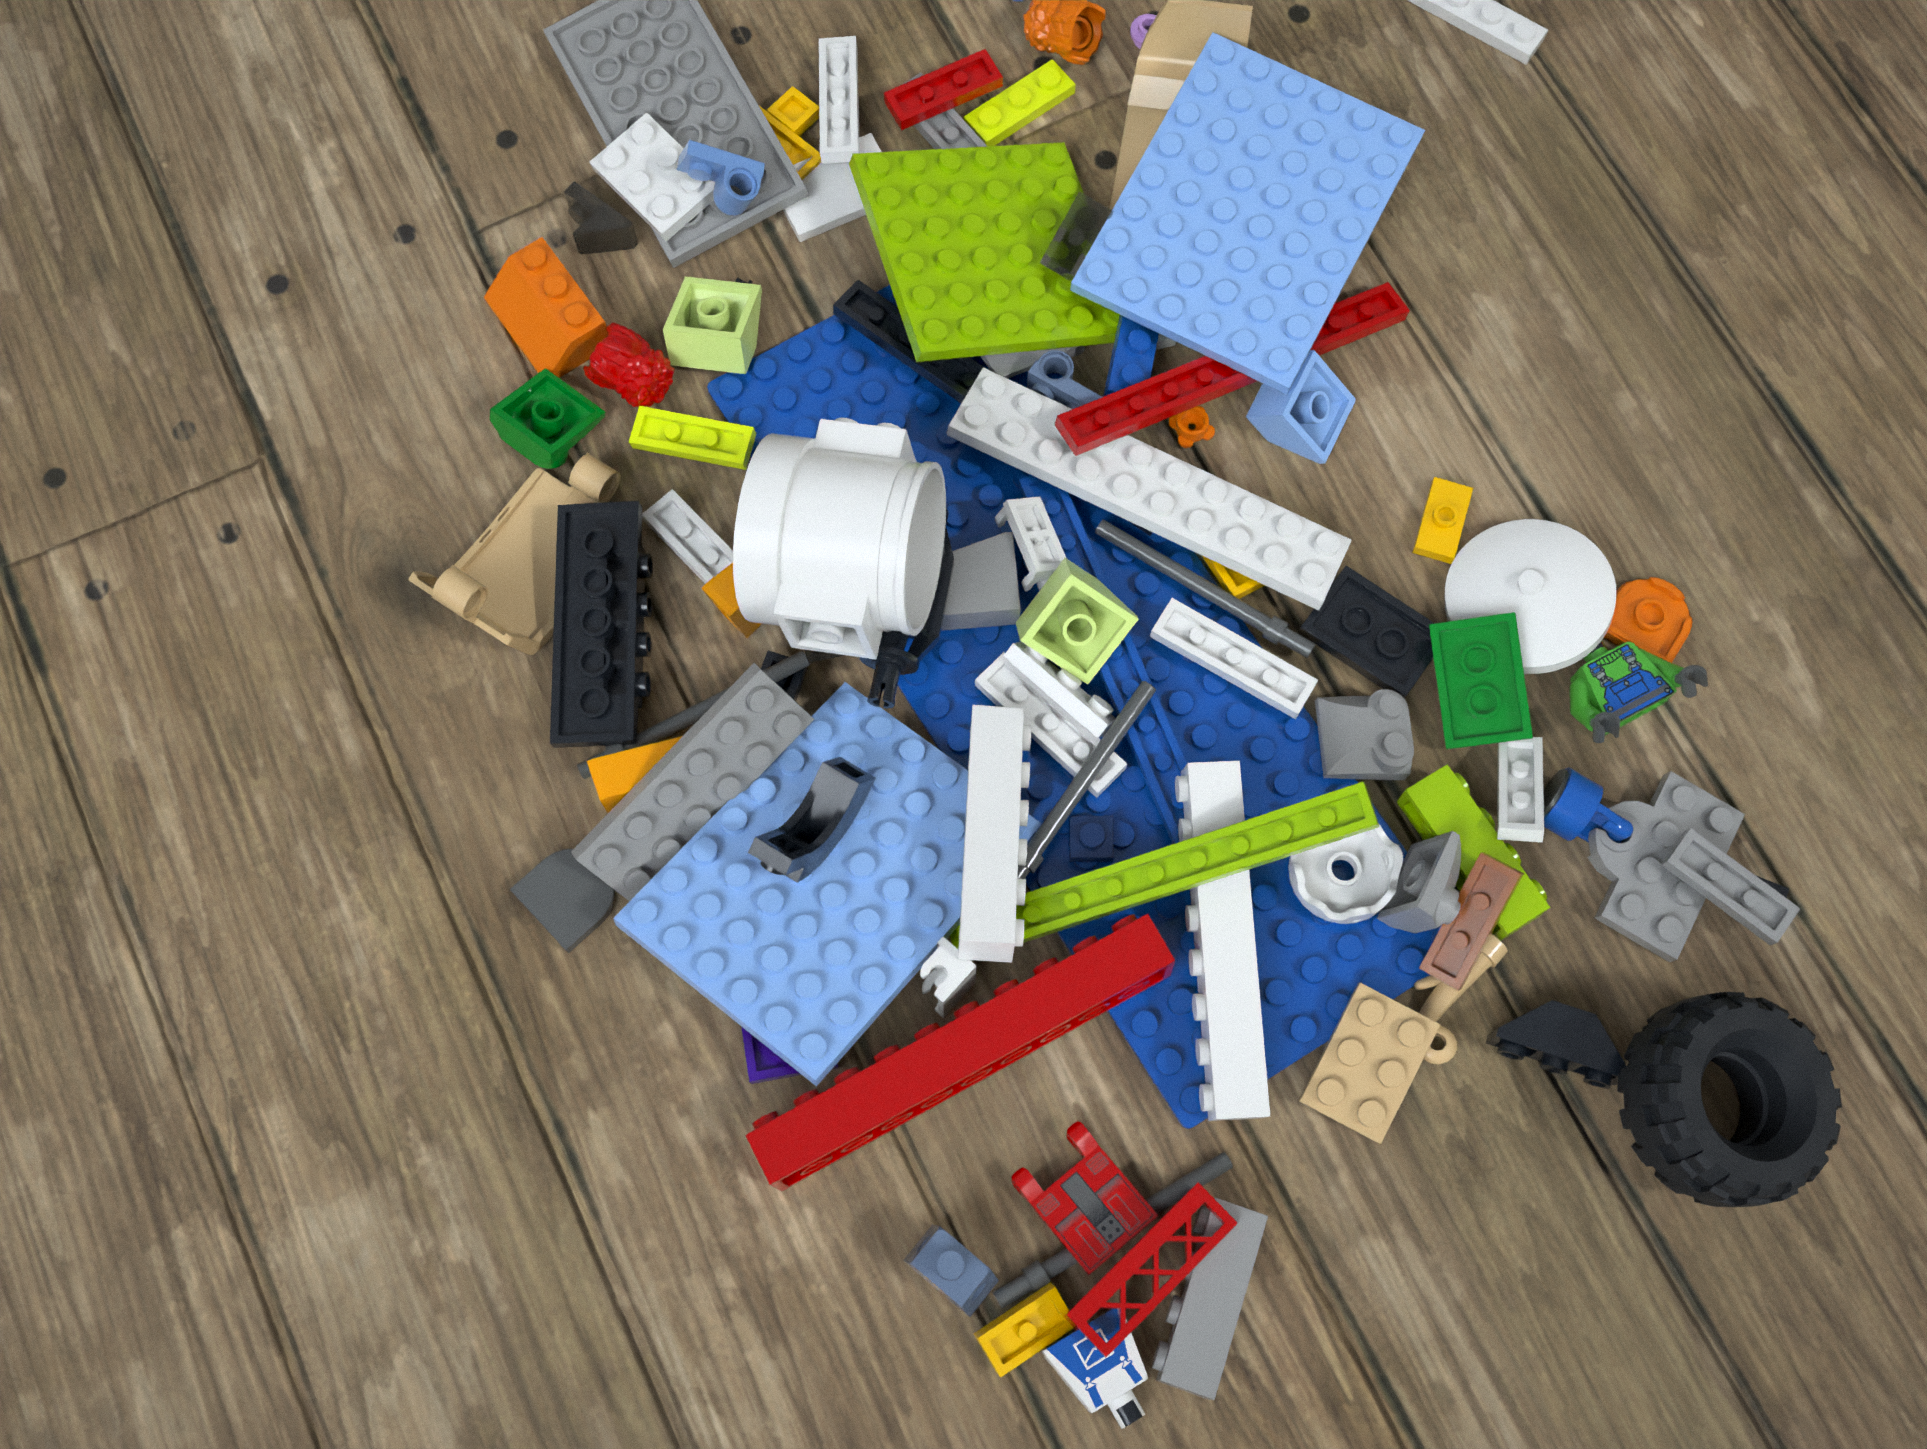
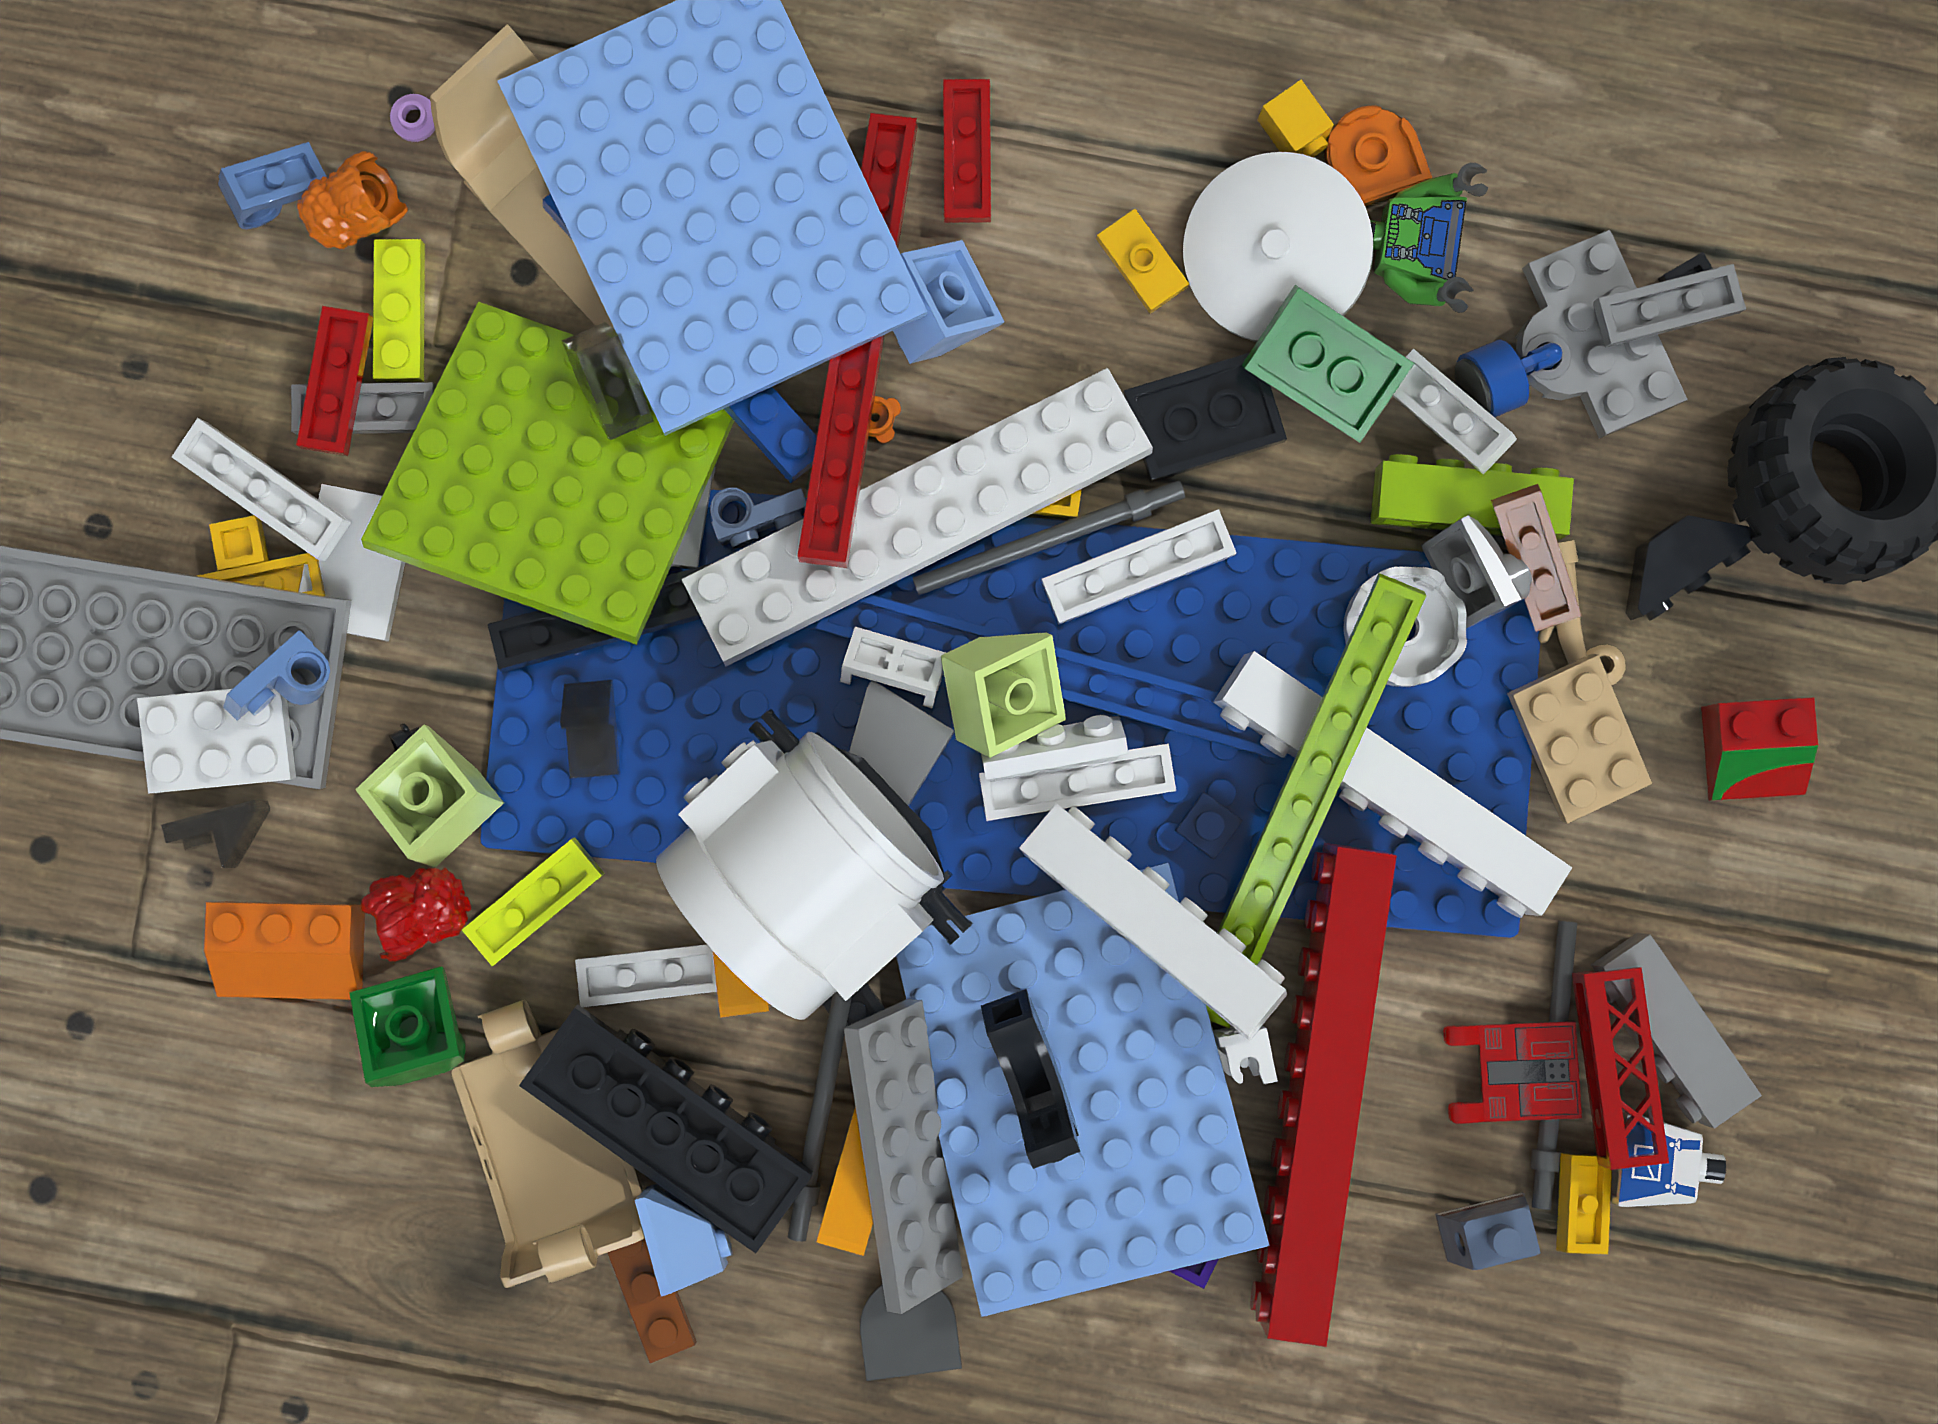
camera: 55 degrees left, 15 degrees up
(475, 697) = (658, 1318): none -> dark orange plate
(520, 683) = (680, 1240): none -> light blue slope
(839, 391) = (590, 729): none -> clear smoke slope
(1085, 777) = (1155, 790): dark grey bar -> none
(1365, 736) = (1294, 505): light grey slope -> none
(1416, 358) = (967, 150): none -> red plate
(1474, 1206) = (1759, 747): none -> red slope
(1626, 545) = (1296, 121): none -> yellow brick

